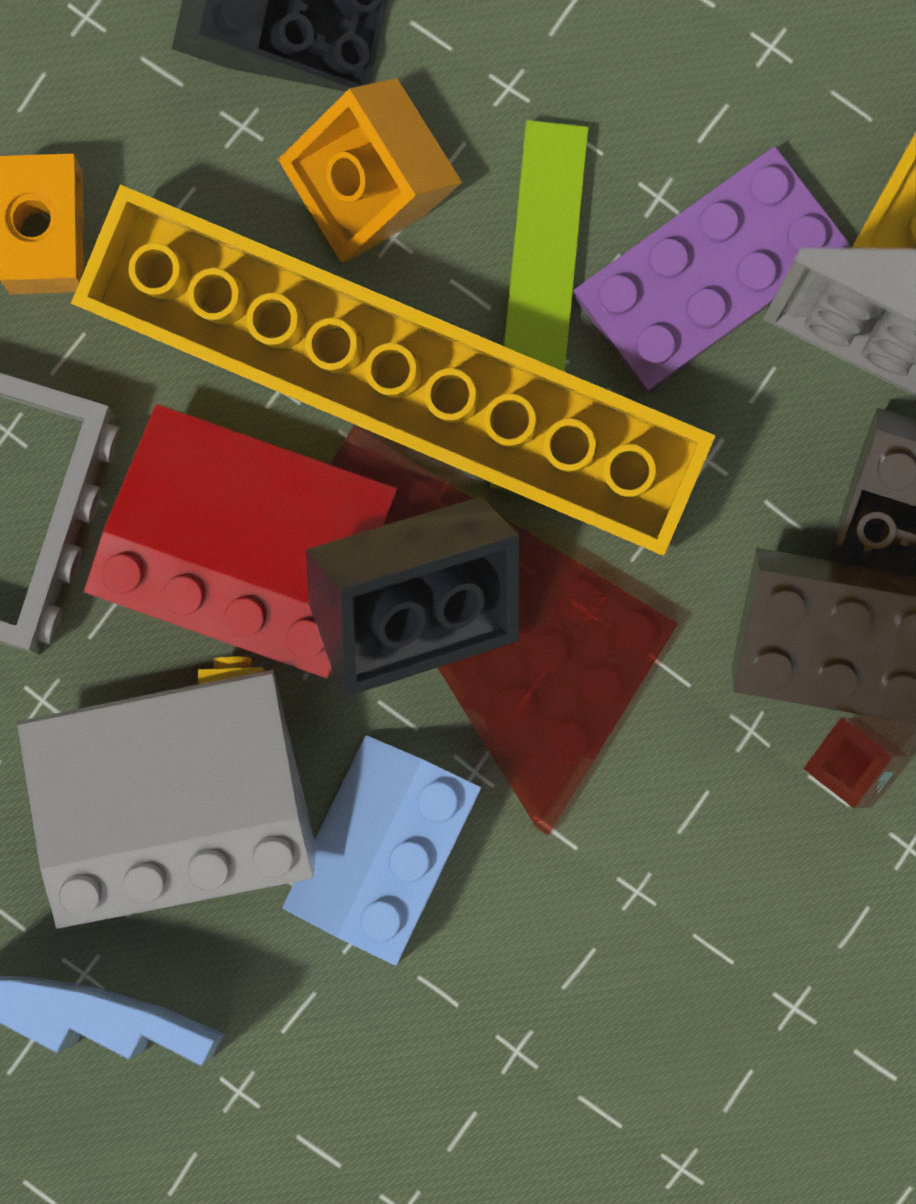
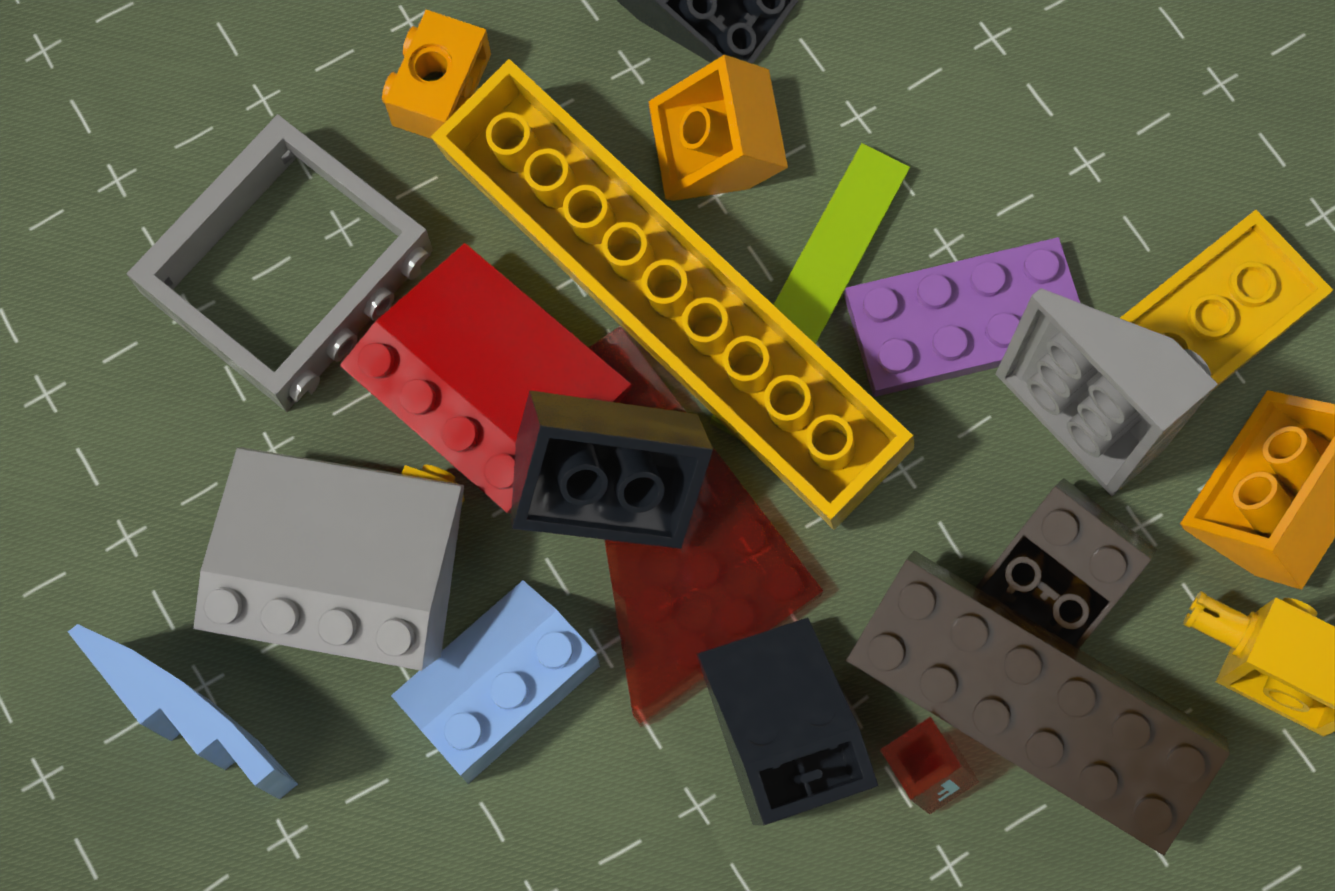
camera: 25 degrees right, 10 degrees down
(697, 778) = (785, 722): none -> black slope

